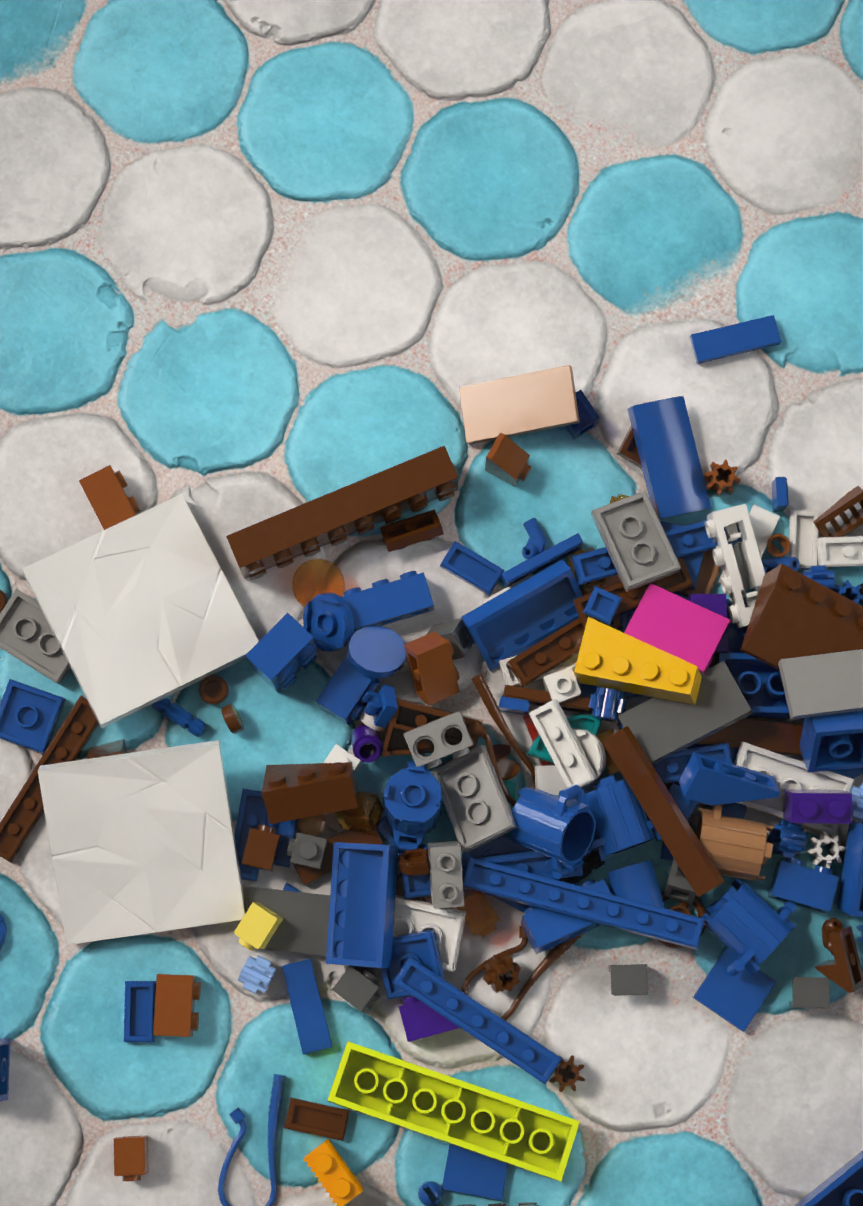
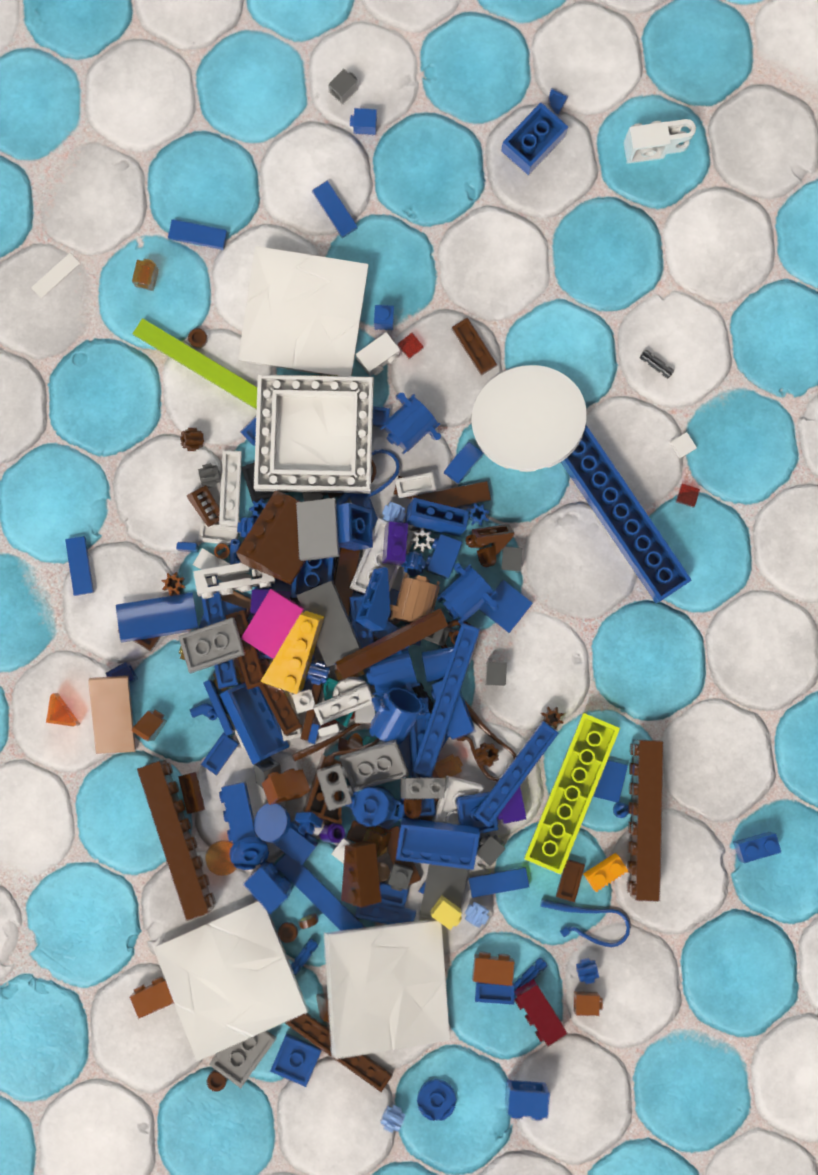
camera: 90 degrees left, 5 degrees up
(113, 1082) = (539, 1013): none -> dark red brick
(170, 1066) = (532, 973): none -> blue axle
(180, 1153) = (587, 971): none -> blue gear
(261, 848) = (396, 907): reddish brown brick -> none
(274, 729) = (318, 894): none -> blue tile
(371, 781) = (357, 831): none -> reddish brown tile
(515, 330) = (59, 712): none -> clear orange slope
(522, 727) = (329, 730): none -> white tile
(602, 605) = (253, 671): blue tile -> none
(810, 954) = (487, 556): none -> reddish brown tile

